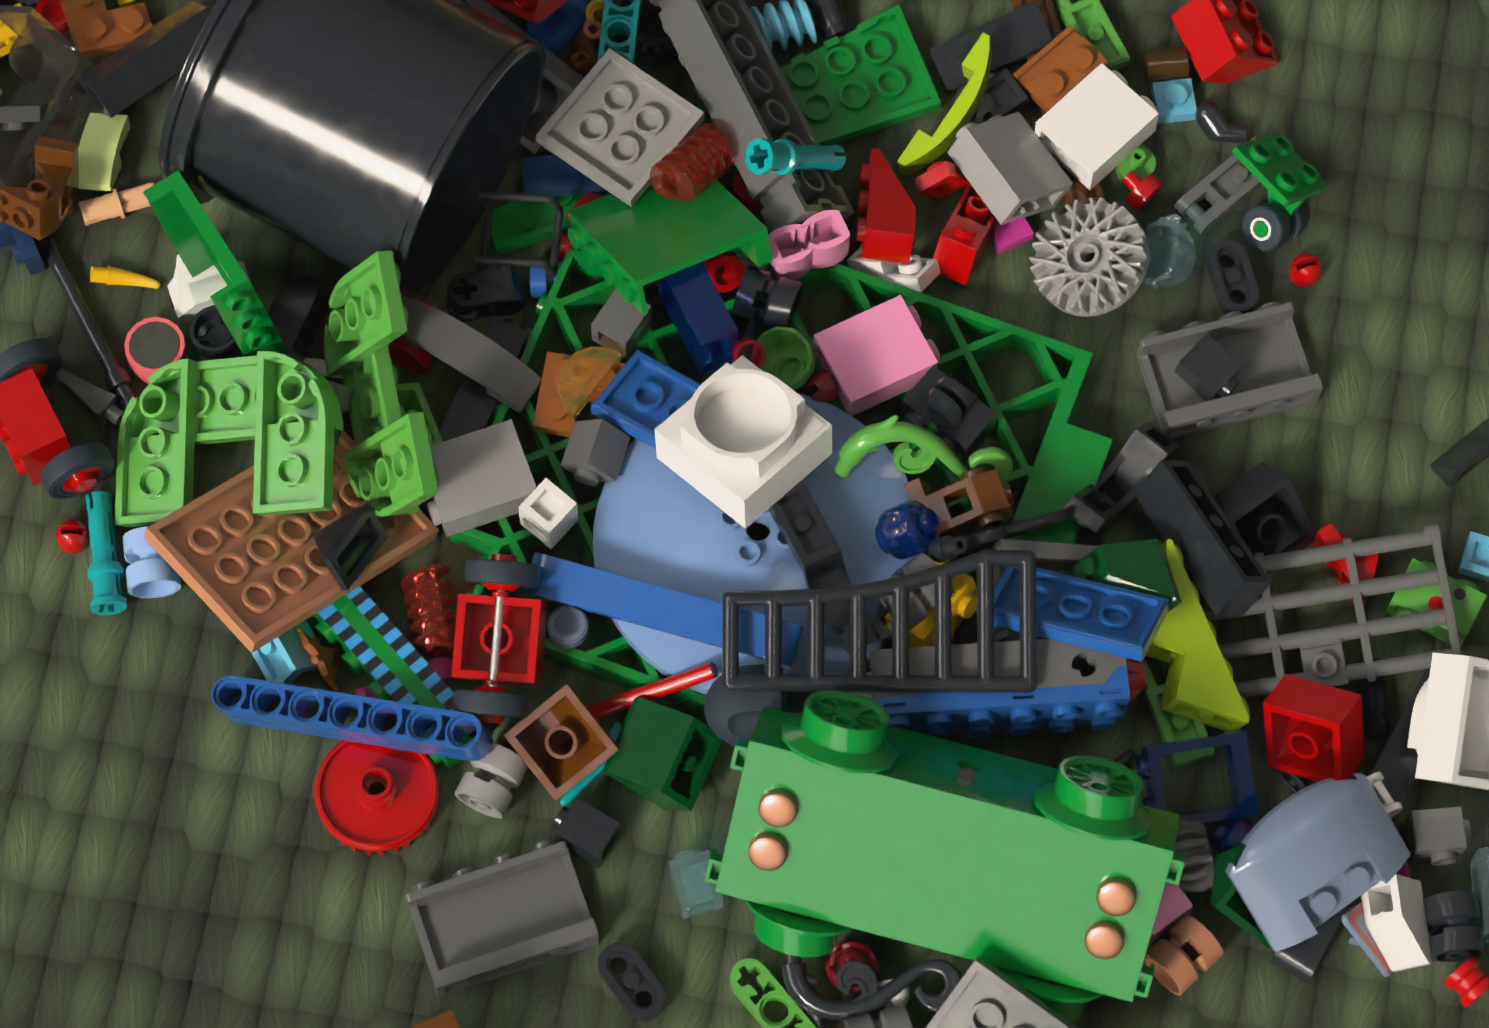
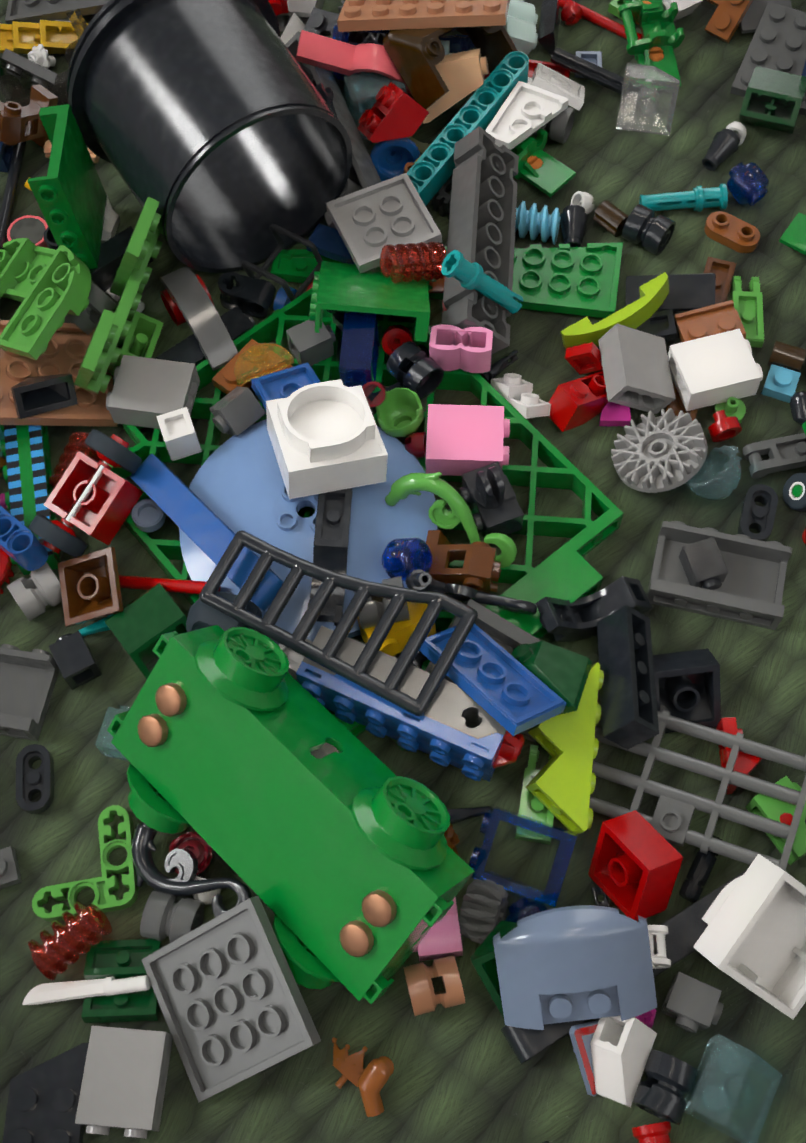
camera: 35 degrees right, 5 degrees down
(888, 213) = (529, 359): red slope -> none

